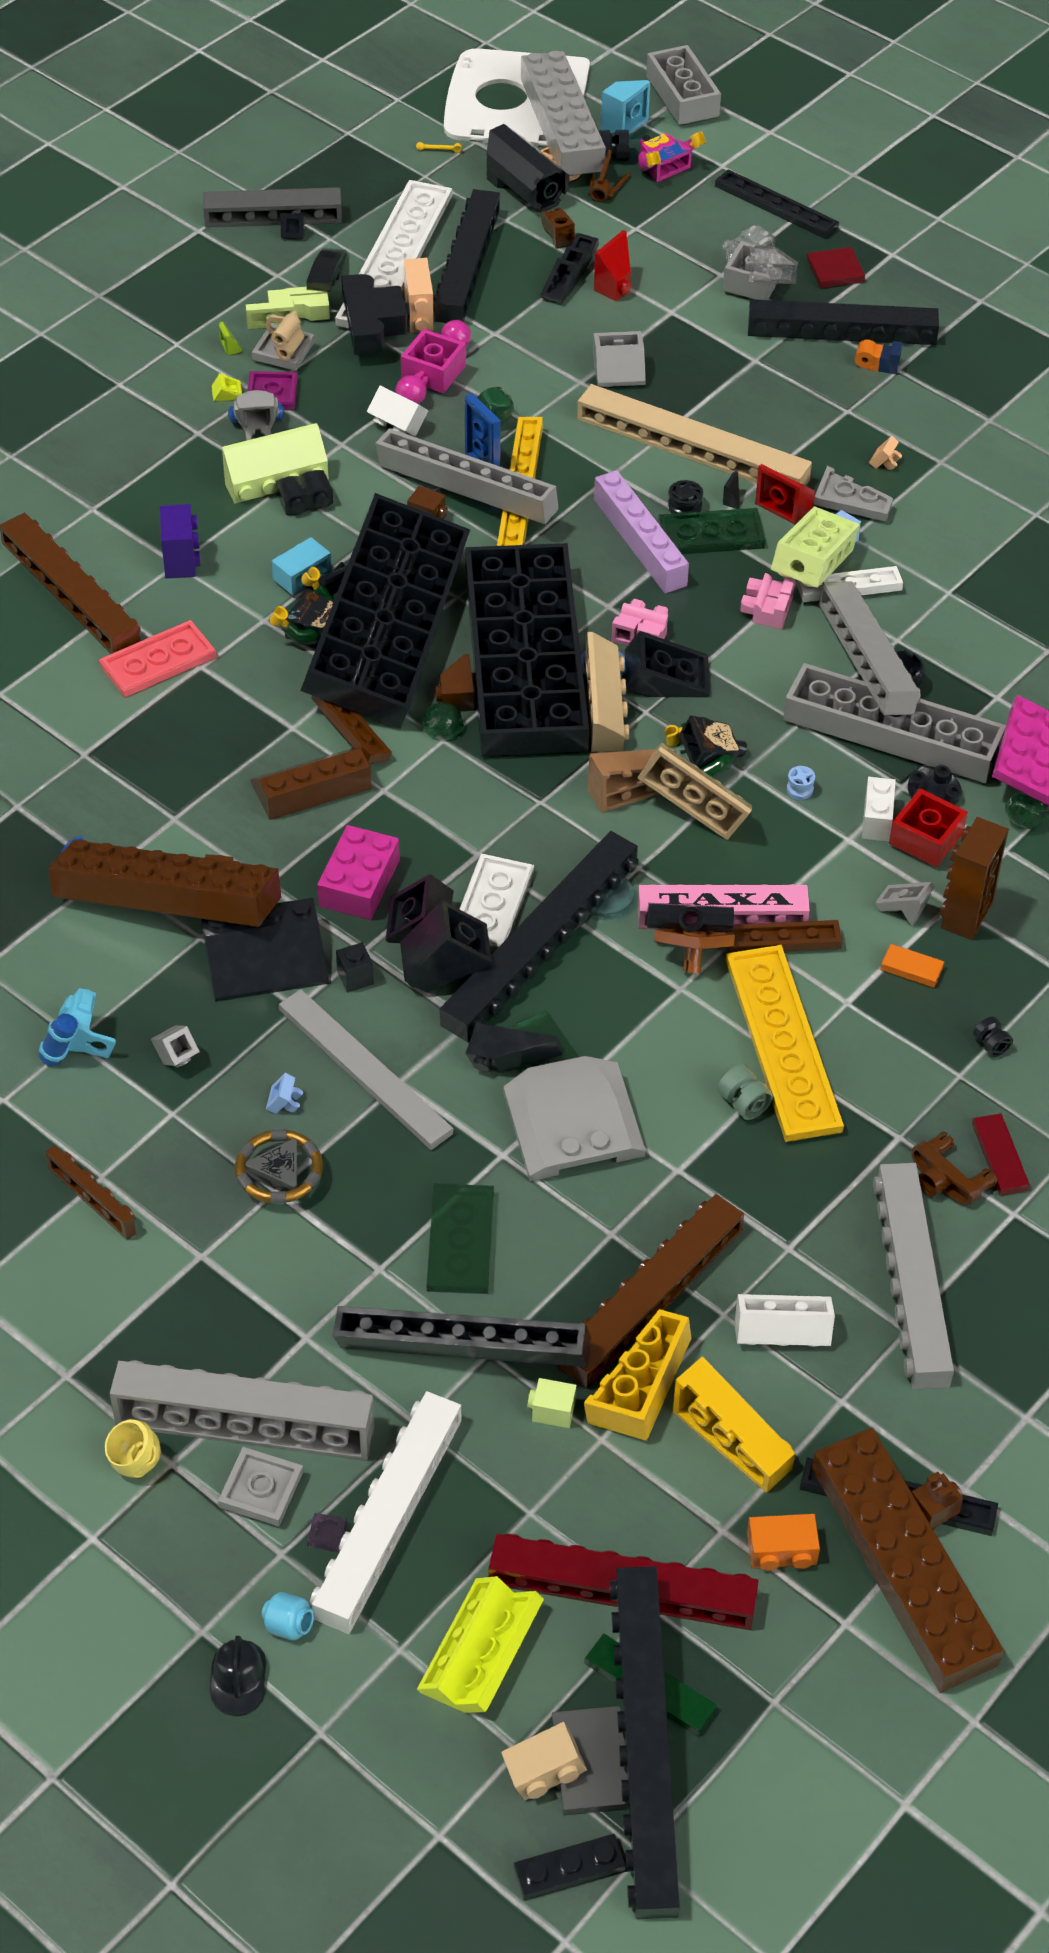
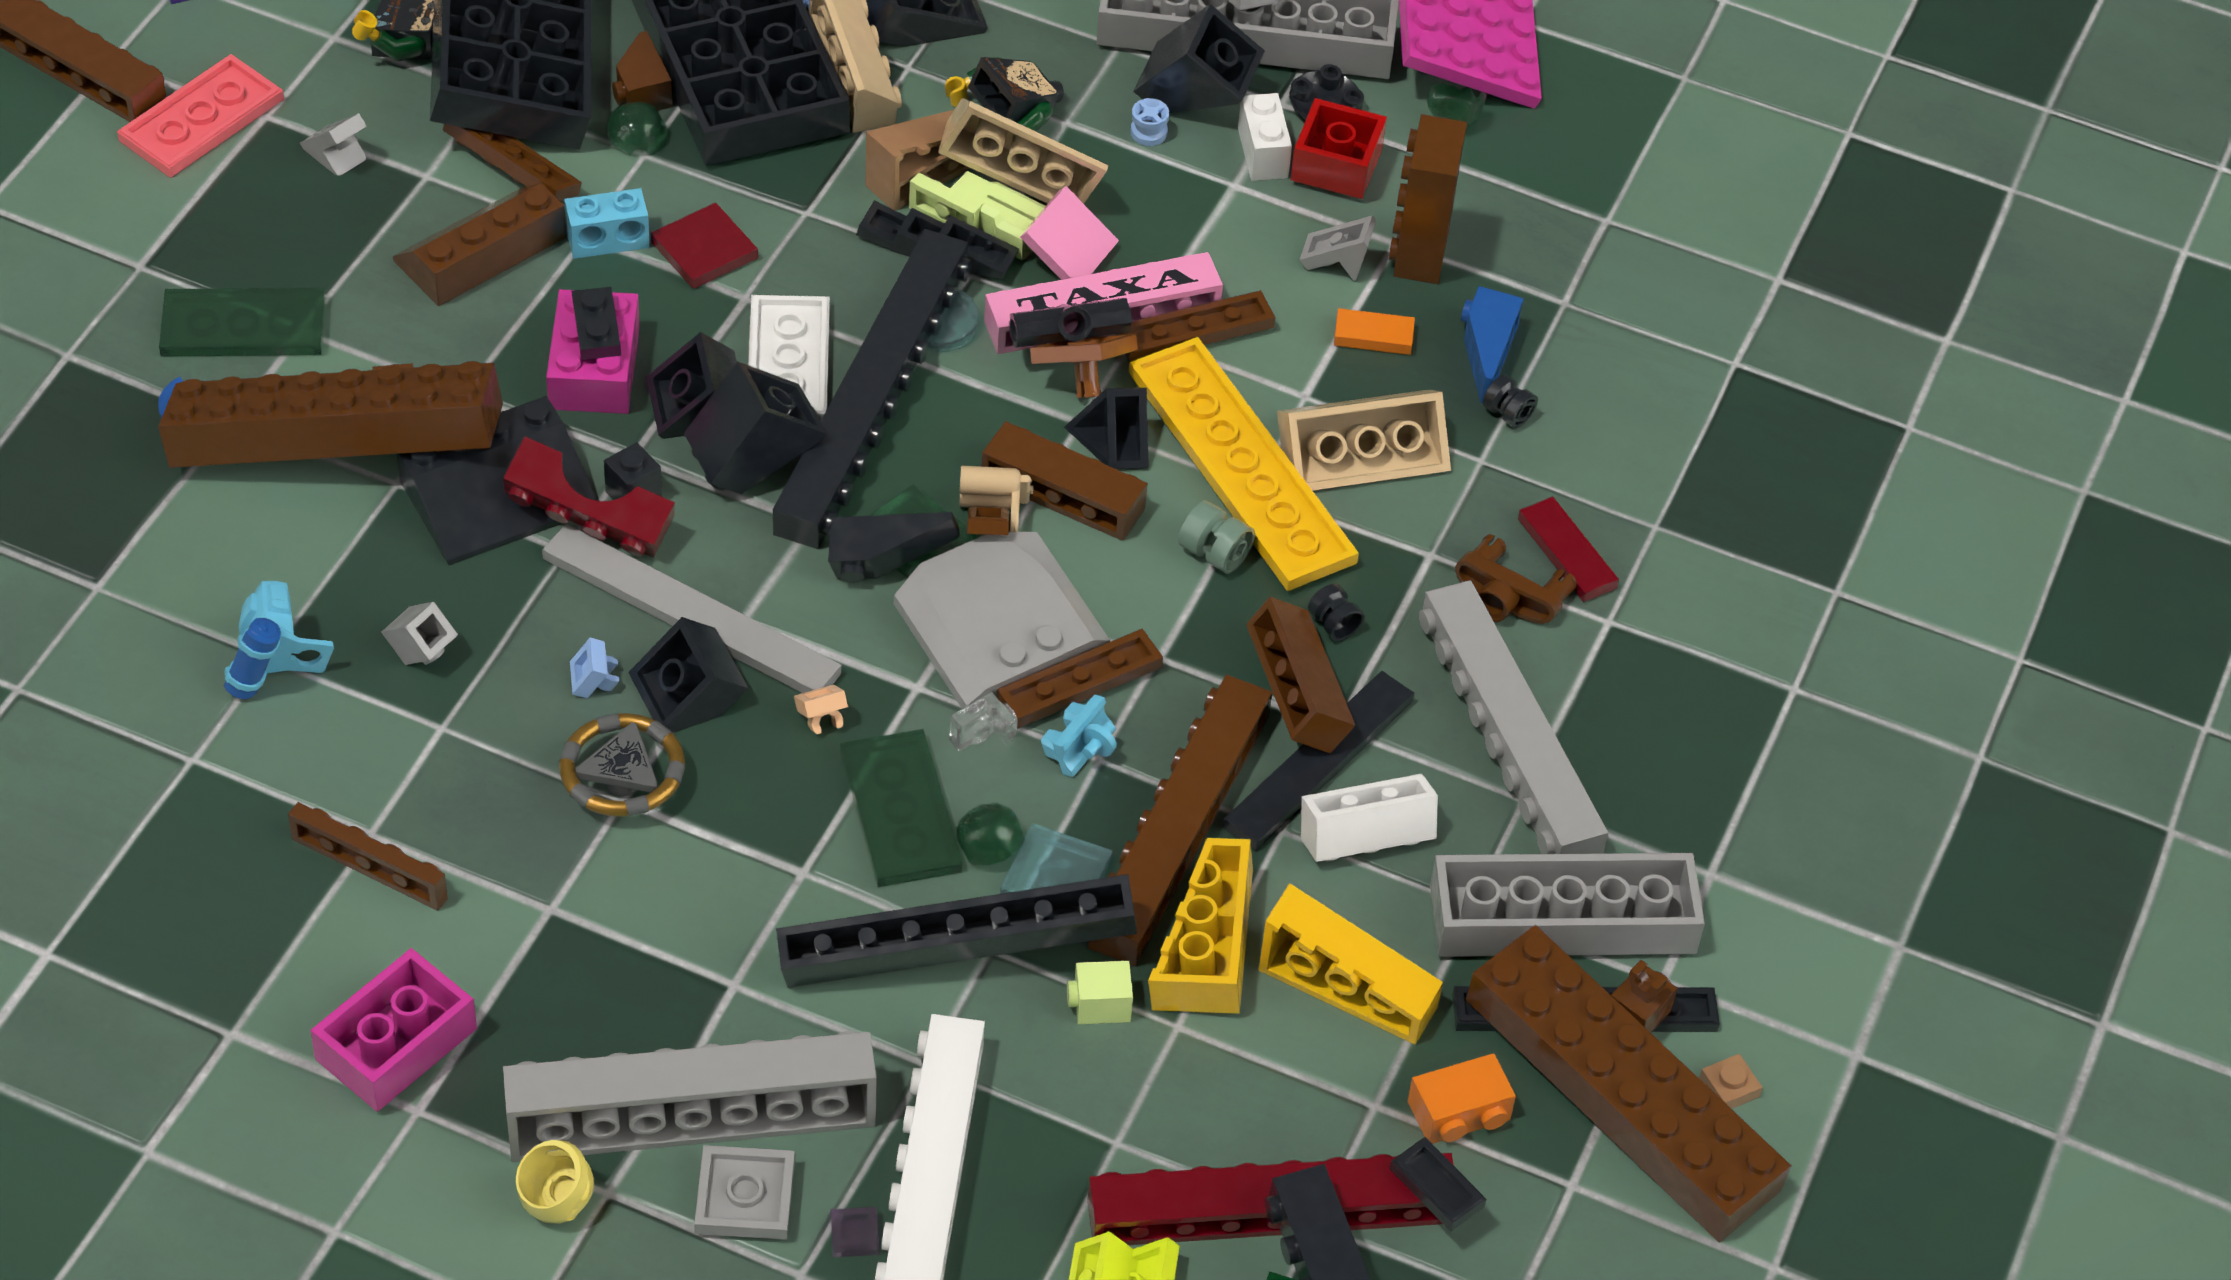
camera: 20 degrees left, 0 degrees up
(64, 1316) = (394, 1029): none -> dark pink brick
(136, 805) = (242, 322): none -> clear green tile
(238, 696) = (337, 145): none -> light grey slope
(345, 995) = (633, 520): none -> dark red arch
(345, 1114) = (688, 676): none -> black slope
(361, 853) = (596, 323): none -> black plate
(398, 784) = (607, 223): none -> medium azure brick
(427, 1152) = (820, 703): none -> light nougat tile
(461, 812) = (704, 245): none -> dark red tile
(514, 1271) = (989, 834): none -> clear green hair
(534, 1188) = (981, 719): none -> clear bracket
(553, 1301) = (1054, 859): none -> clear light blue tile
(586, 1047) = (988, 520): none -> reddish brown tile
(595, 826) = (901, 233): none -> black slope
(599, 1025) = (995, 489): none -> tan piece
(602, 1216) = (1086, 734): none -> medium azure hips
(615, 1173) = (1081, 677): none -> reddish brown plate
(652, 1029) = (1070, 481): none -> reddish brown brick
(663, 822) = (979, 203): none -> yellowish green plate
(700, 999) = (1115, 427): none -> black slope
(713, 855) = (1069, 236): none -> bright pink tile
(739, 1600) = (1438, 1184): none -> black tile
(766, 1269) = (1312, 768): none -> black tile
(768, 1205) = (1300, 675): none -> reddish brown brick
(814, 1168) = (1333, 609): none -> black wheel
(847, 749) = (1200, 64): none -> black slope
(877, 1043) = (1367, 439): none -> tan slope
(908, 1416) = (1576, 899): none -> light grey brick
(987, 1576) = (1732, 1081): none -> medium nougat plate
(997, 981) = (1489, 333): none -> blue slope

